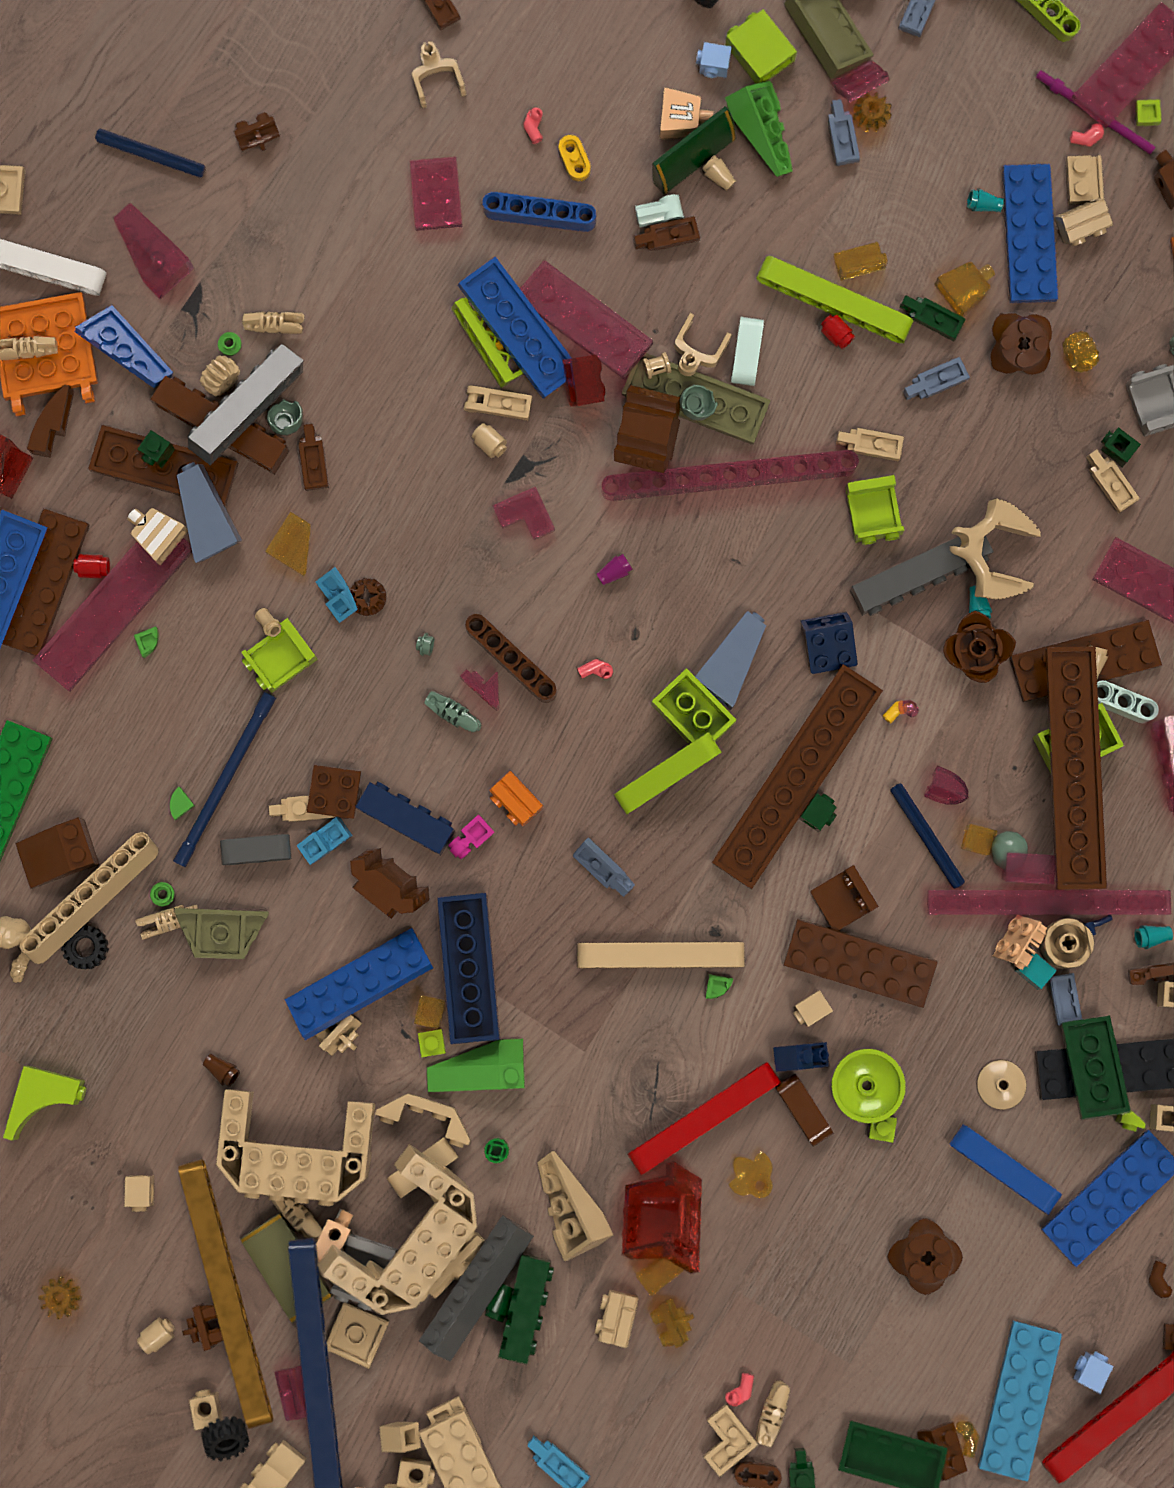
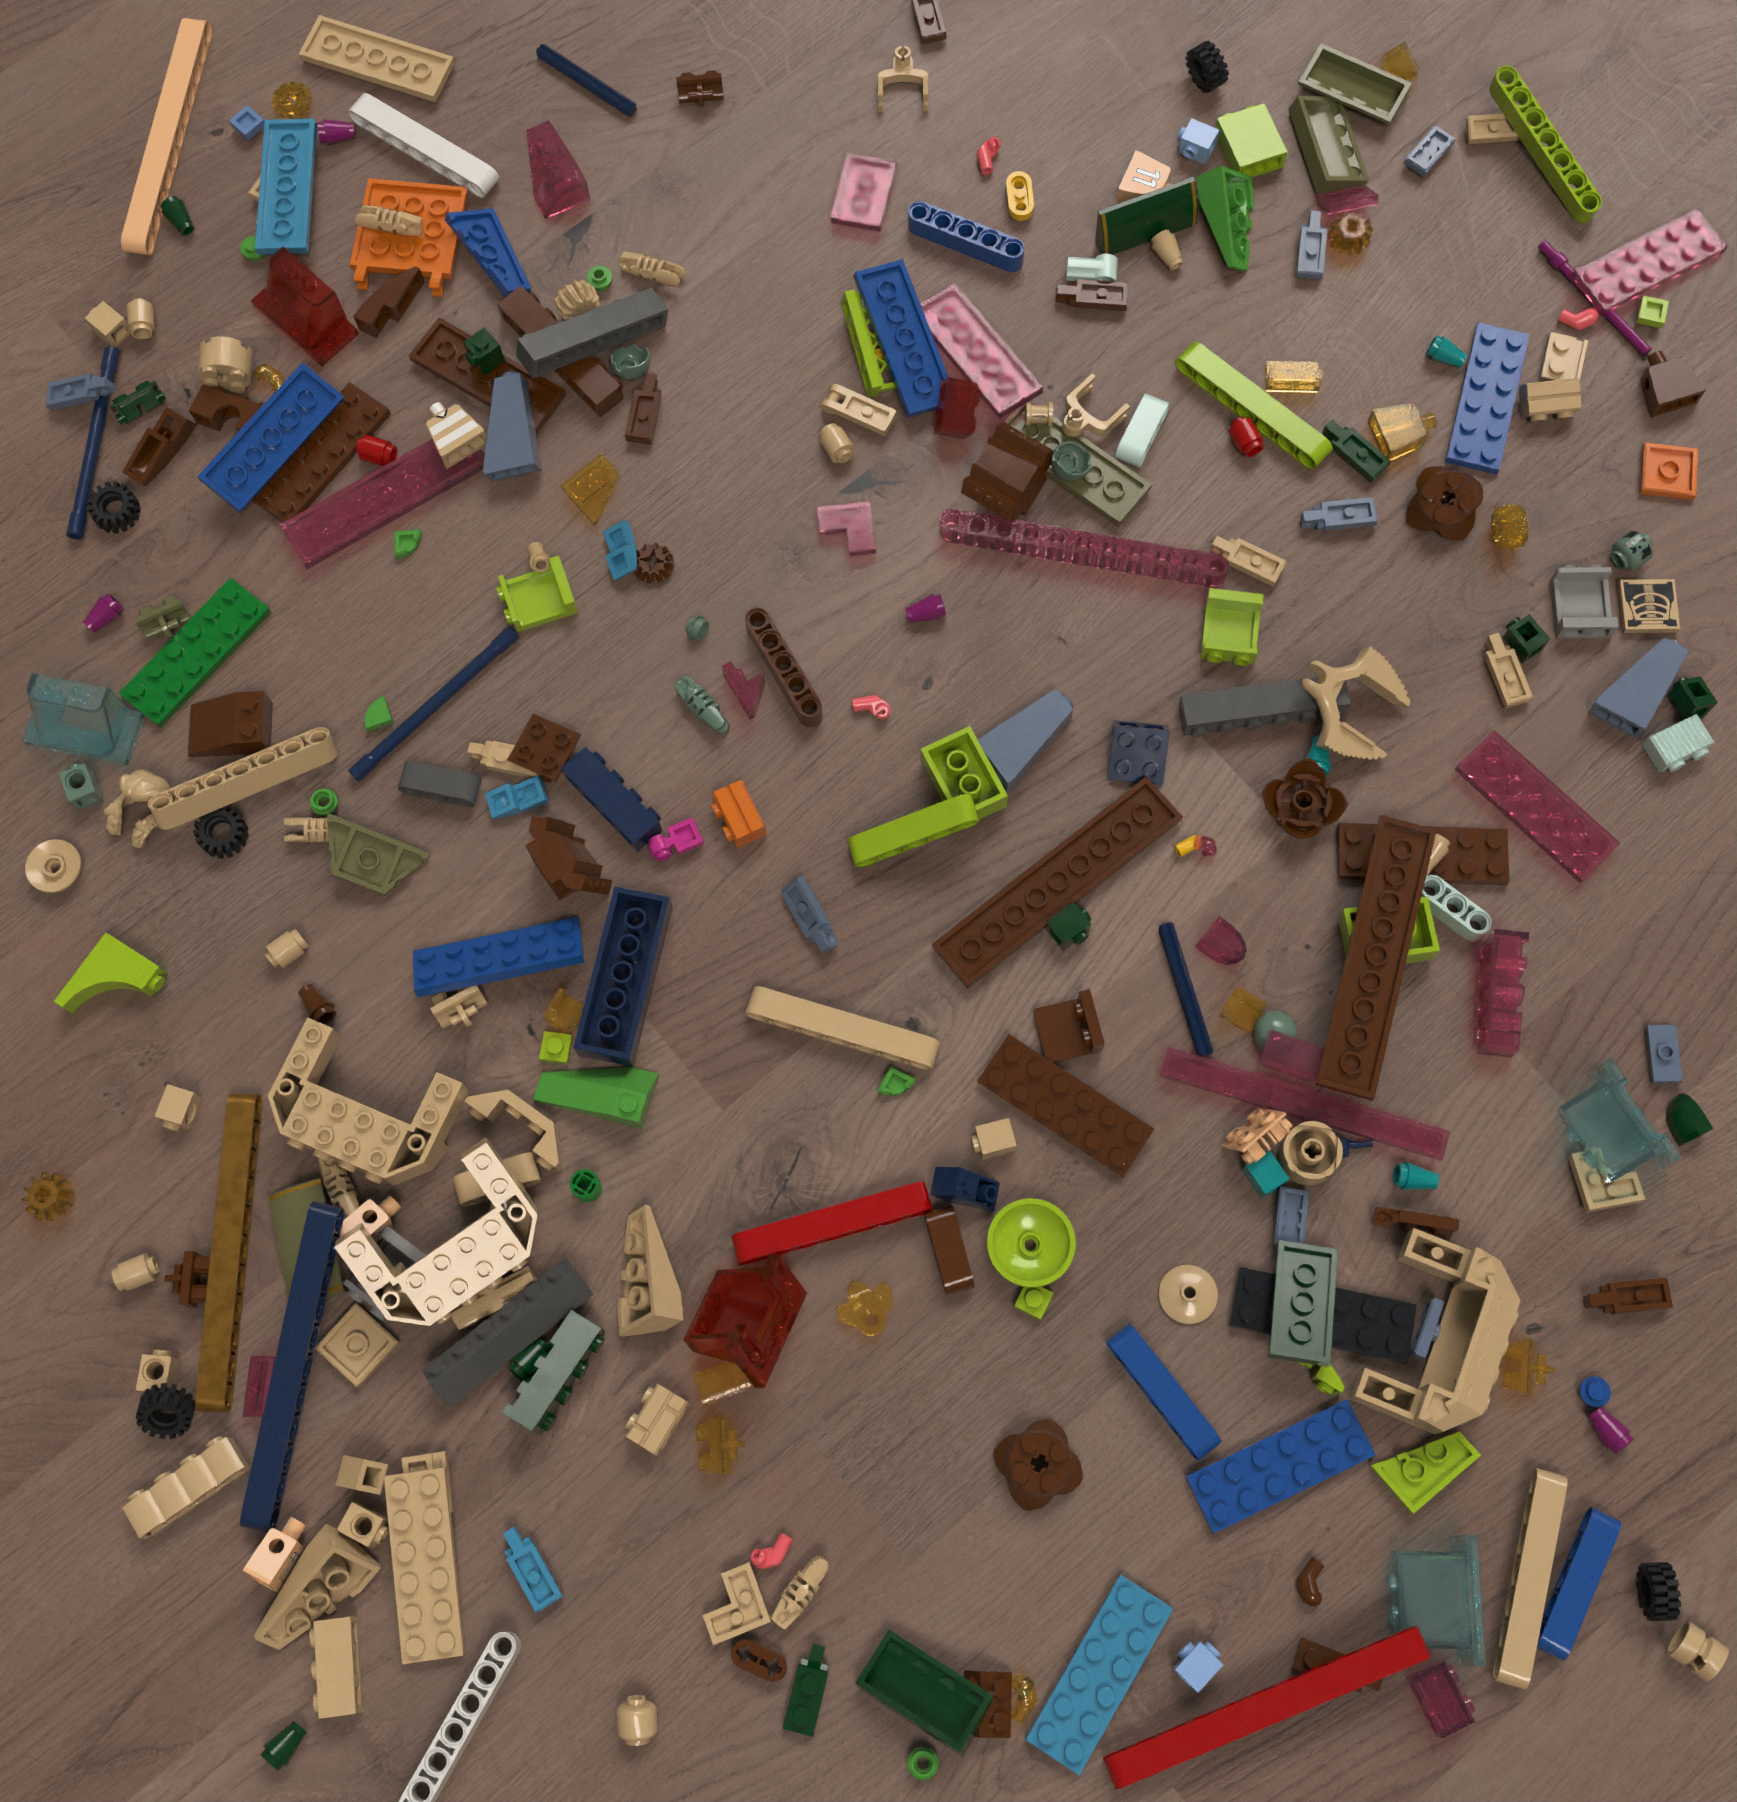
camera: 20 degrees right, 10 degrees down
(178, 1030) = (286, 948): none -> tan brick

